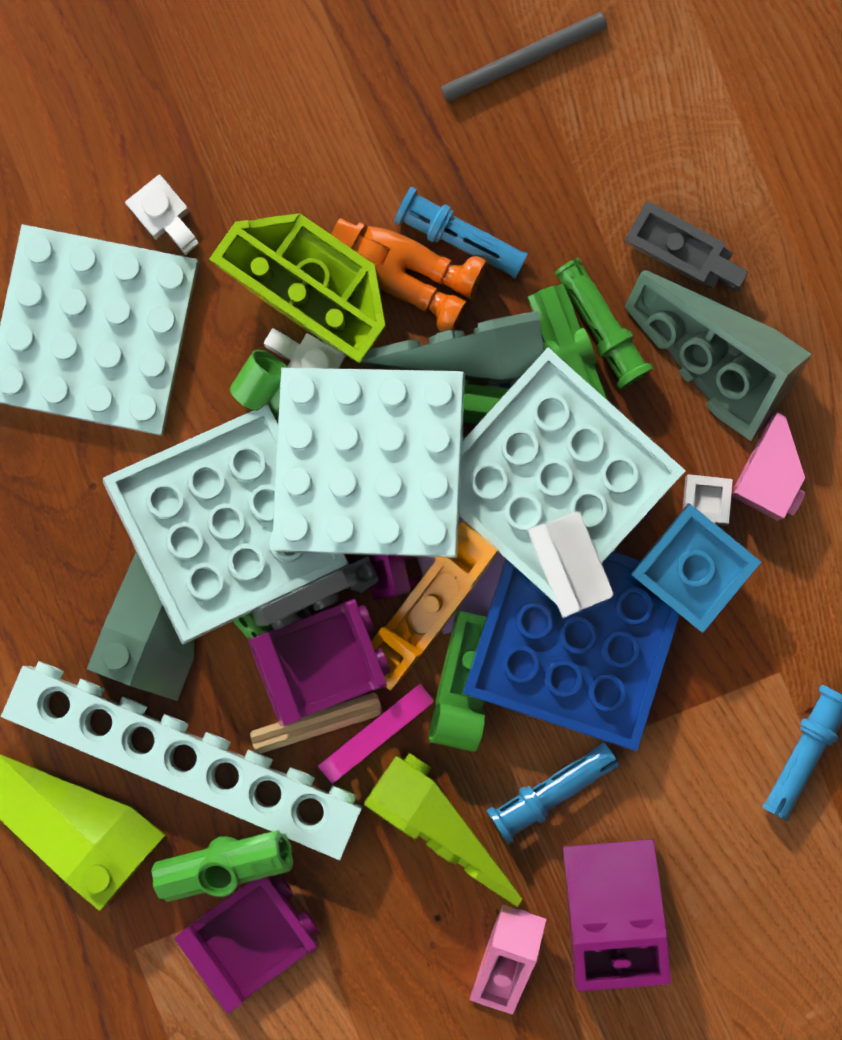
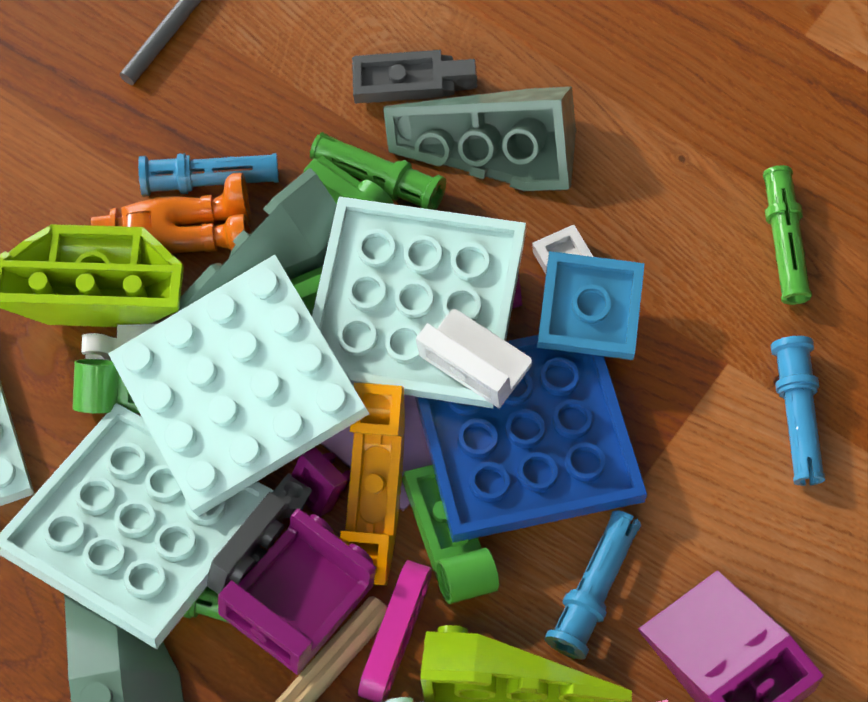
camera: 25 degrees left, 20 degrees down
(772, 473) = (606, 201): bright pink slope -> none

